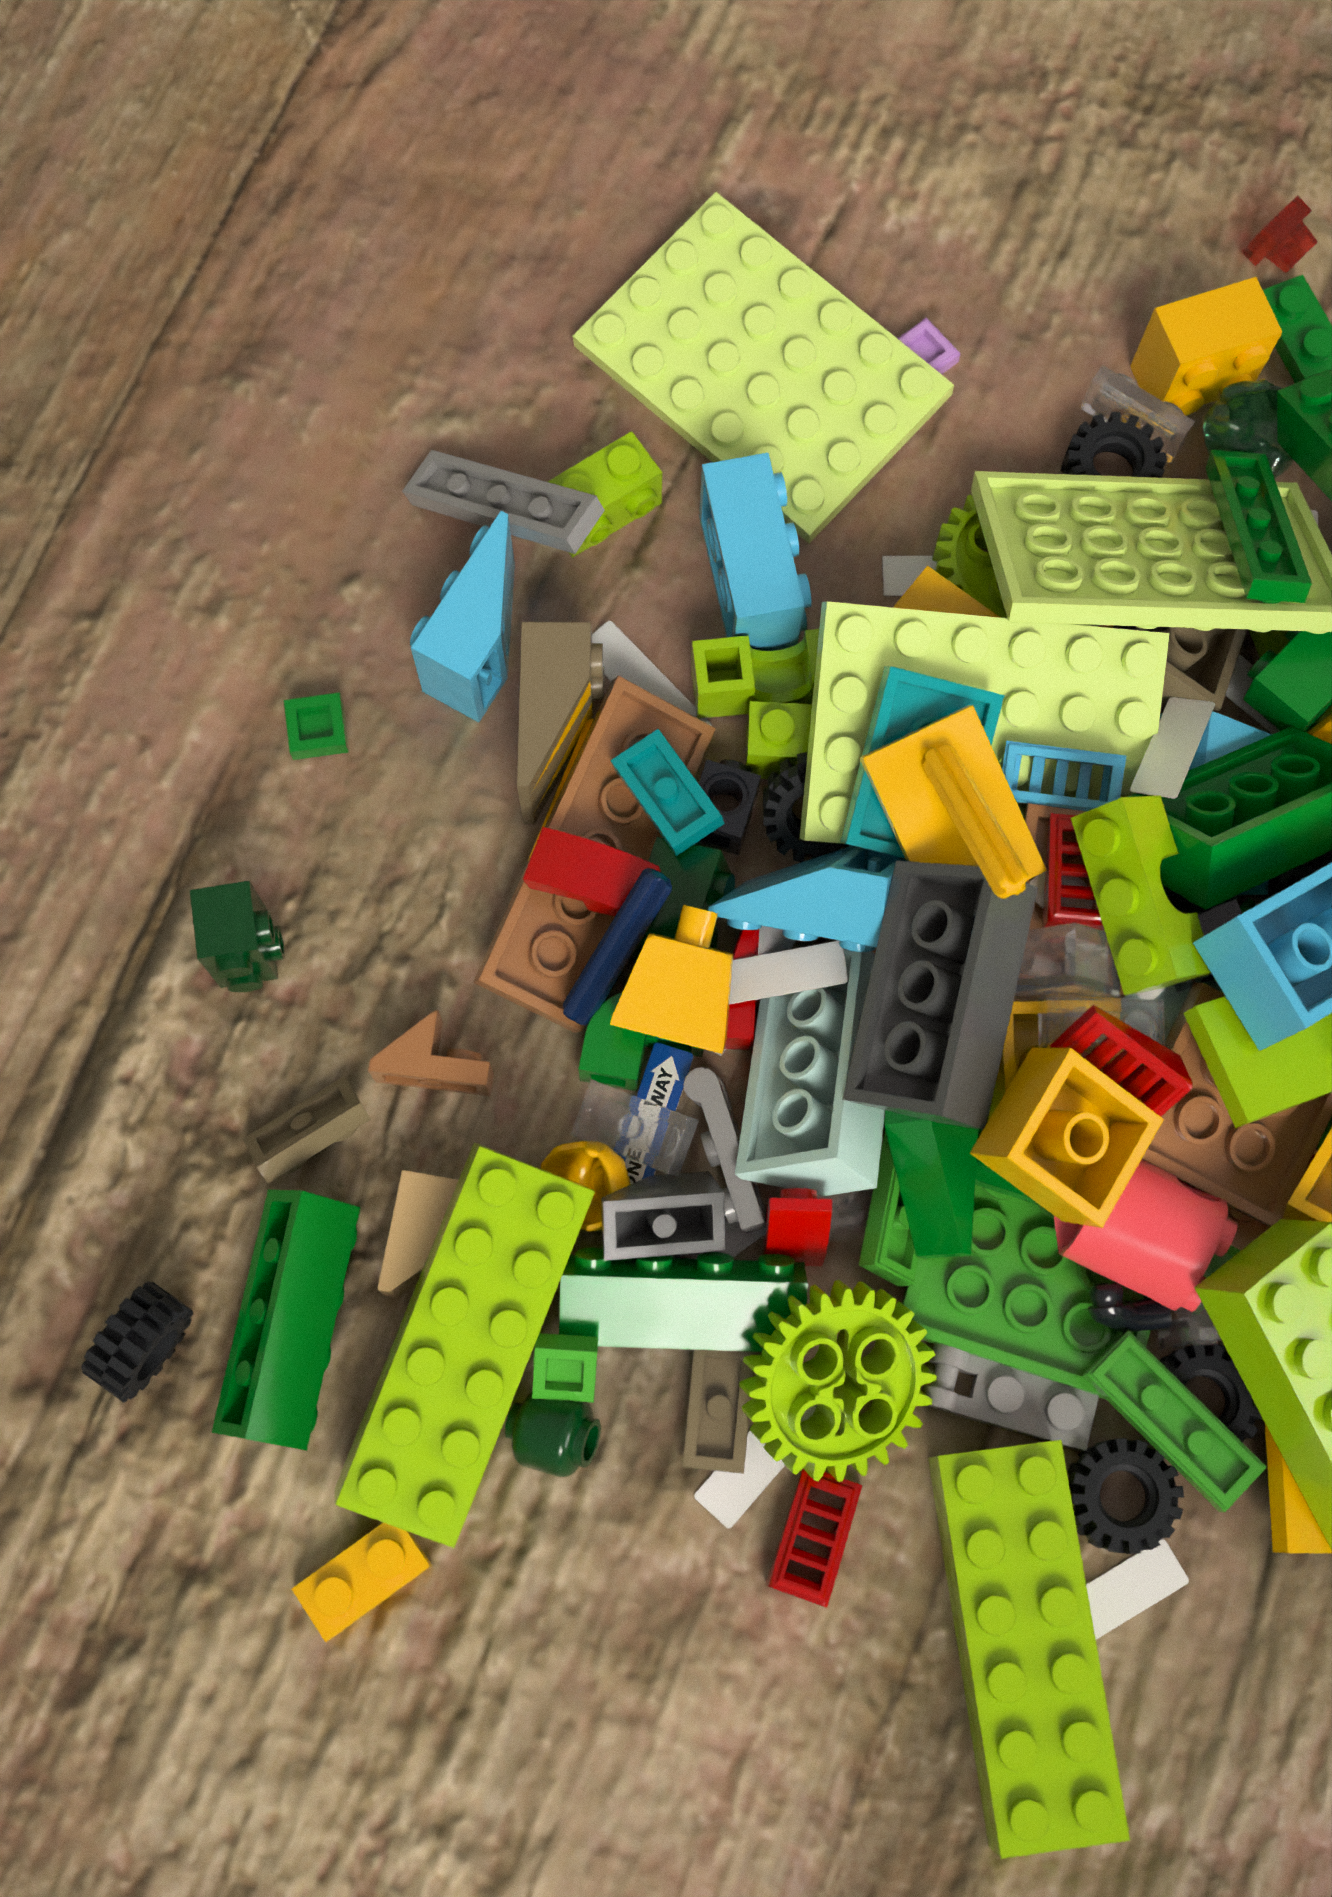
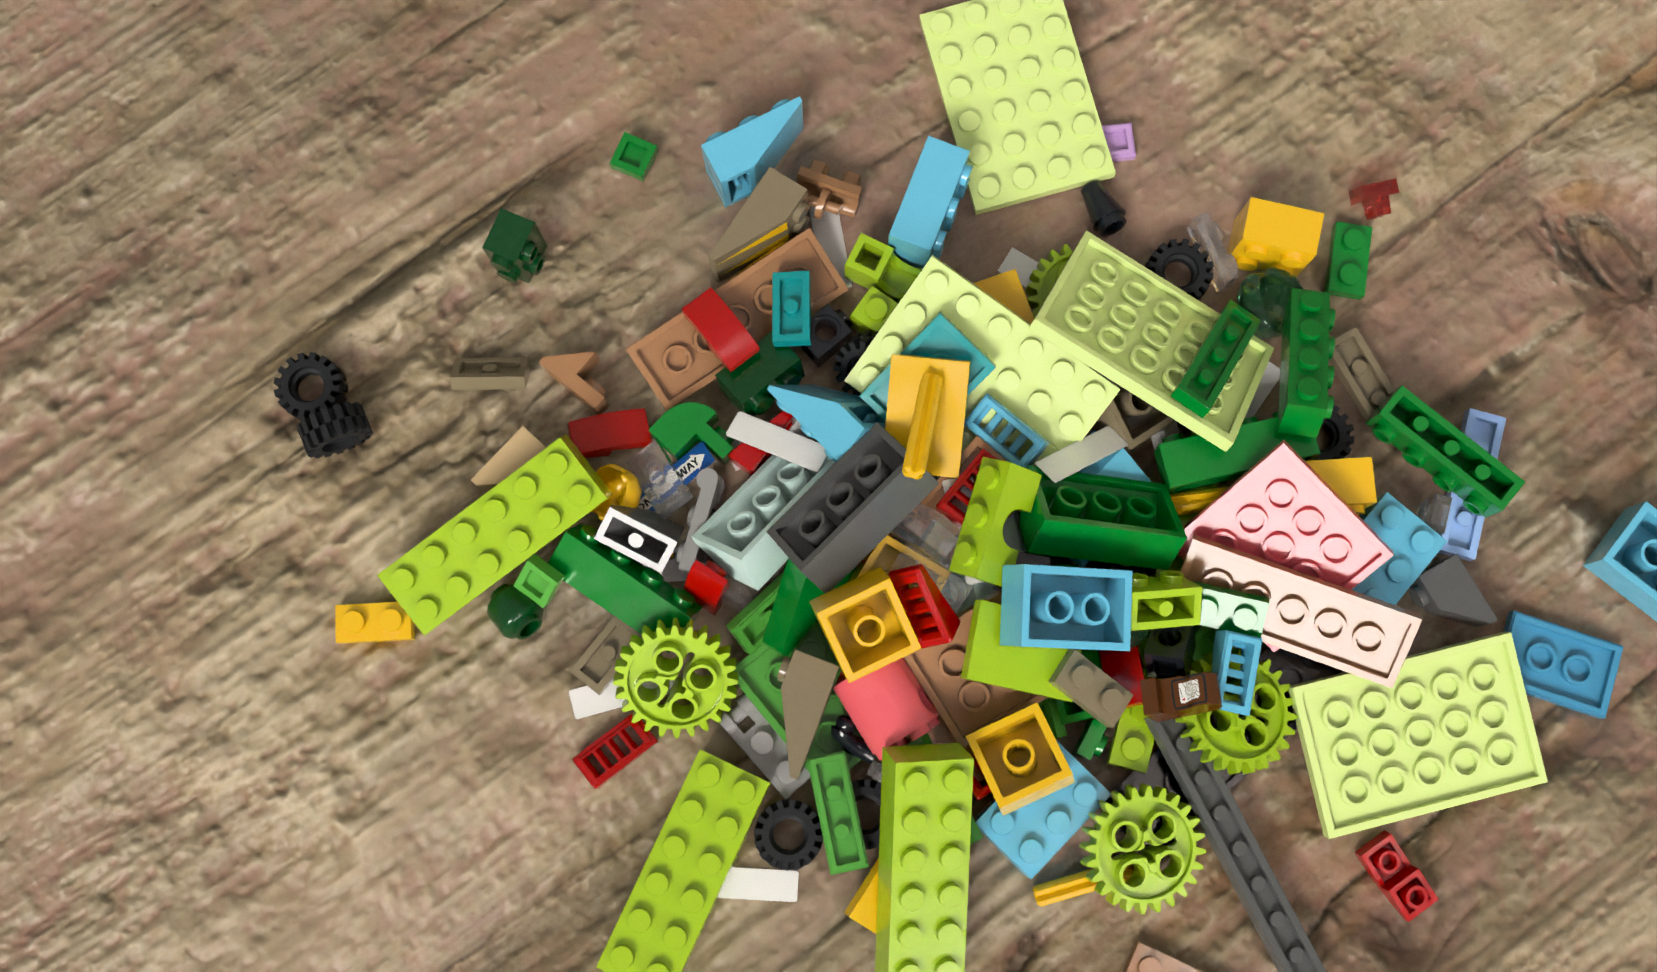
camera: 35 degrees right, 5 degrees up
(31, 1285) = (296, 372): none -> black tyre
(287, 1319) = (416, 467): green brick -> none
(479, 492) = (819, 99): light grey plate -> none
(524, 1104) = (610, 431): none -> red slope
(615, 618) = (829, 192): none -> medium nougat hips
(617, 946) = (708, 376): dark blue axle -> none
(623, 481) = (873, 118): lime brick -> none
(680, 986) = (725, 419): yellow torso -> none
(966, 440) = (1104, 211): none -> black cone
(1041, 1302) = (805, 693): none -> dark tan slope

